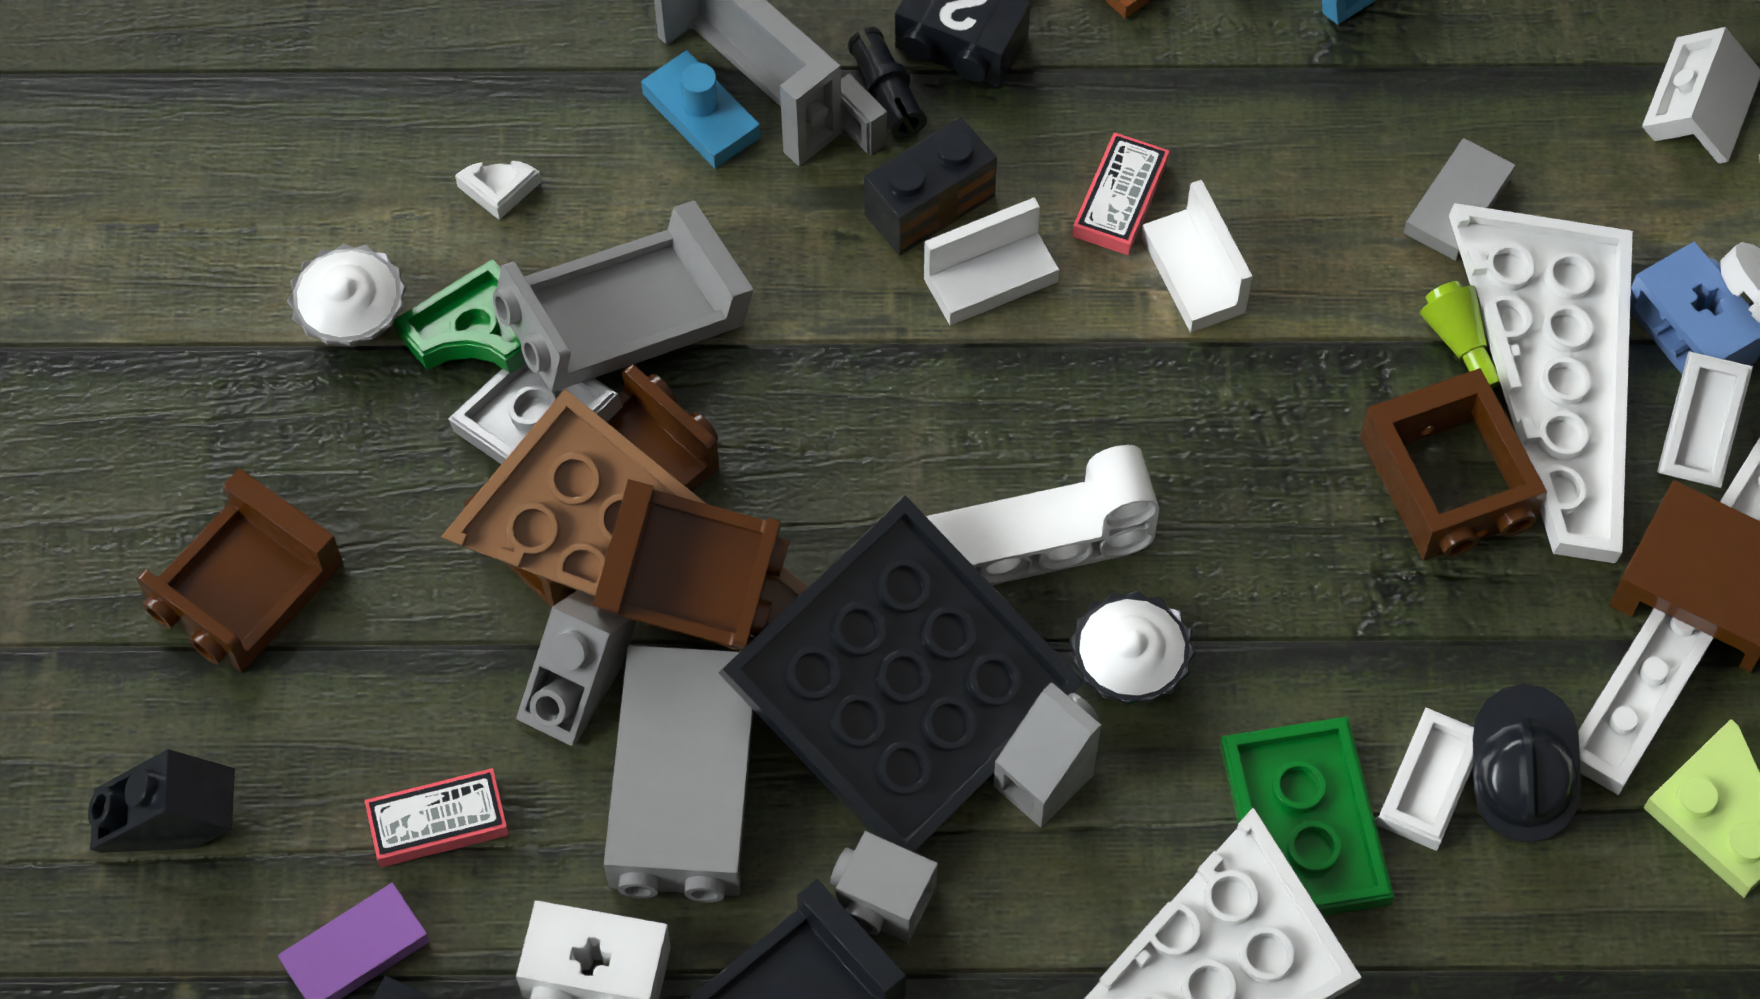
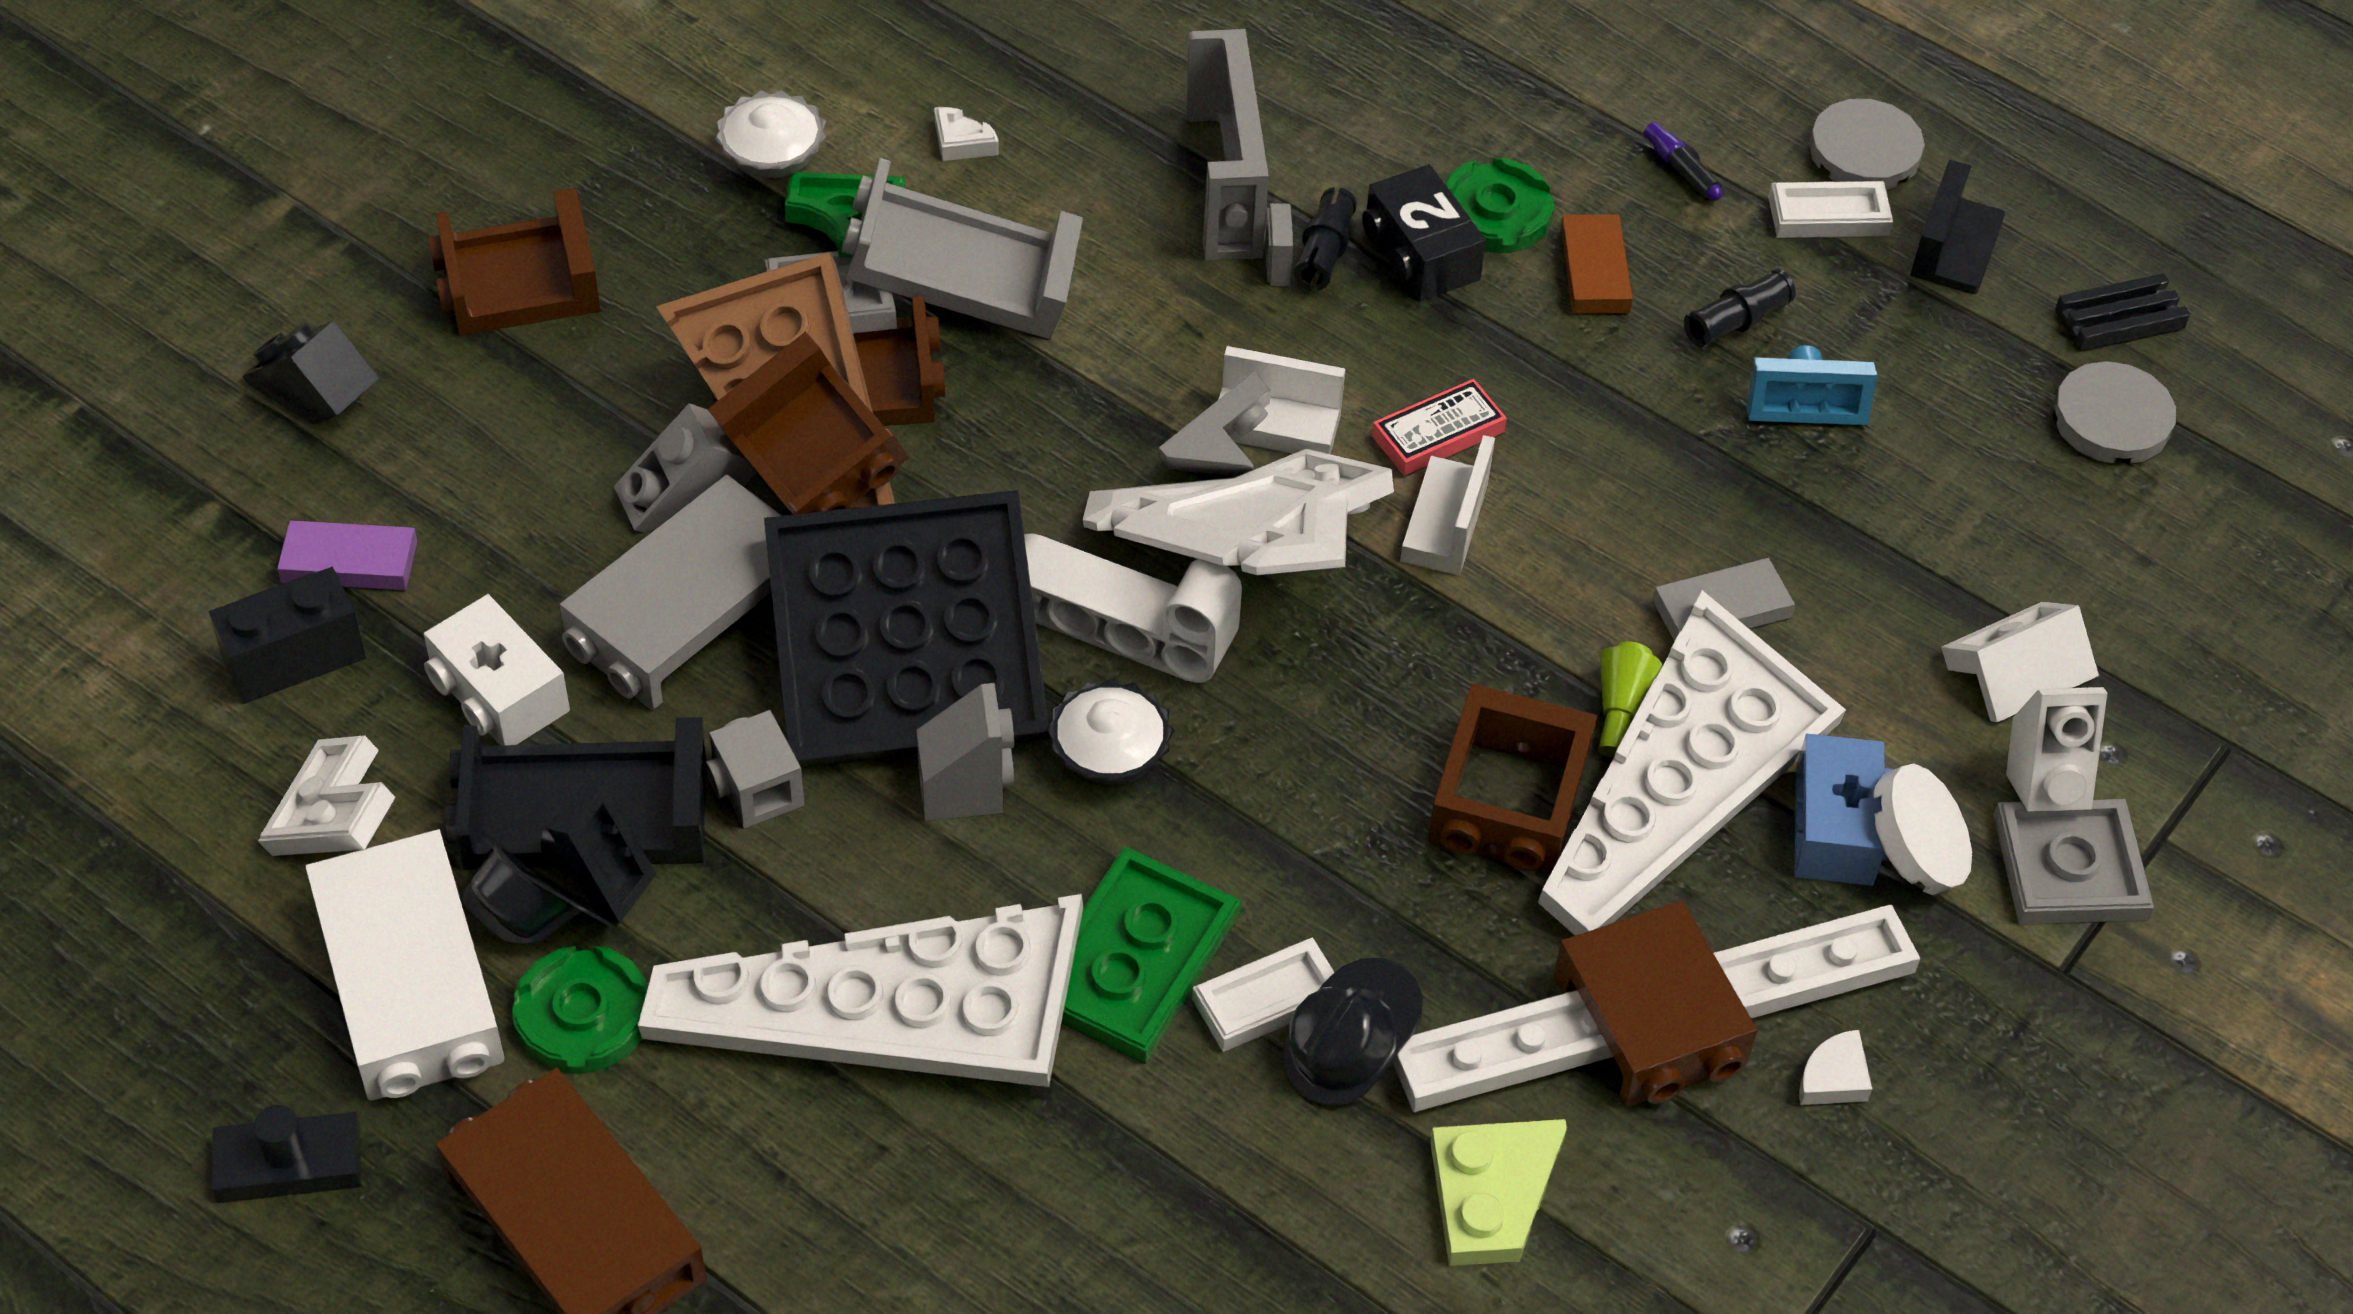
camera: 35 degrees right, 10 degrees down
(436, 817) = (490, 511): tile -> none
(701, 109) = (1165, 174): dark azure tile -> none
(930, 186) = (1284, 317): black brick -> none
(968, 332) = (1206, 440): none -> light grey slope
(1079, 385) = (1265, 520): none -> white plate
(1704, 419) = (1764, 881): white tile -> none

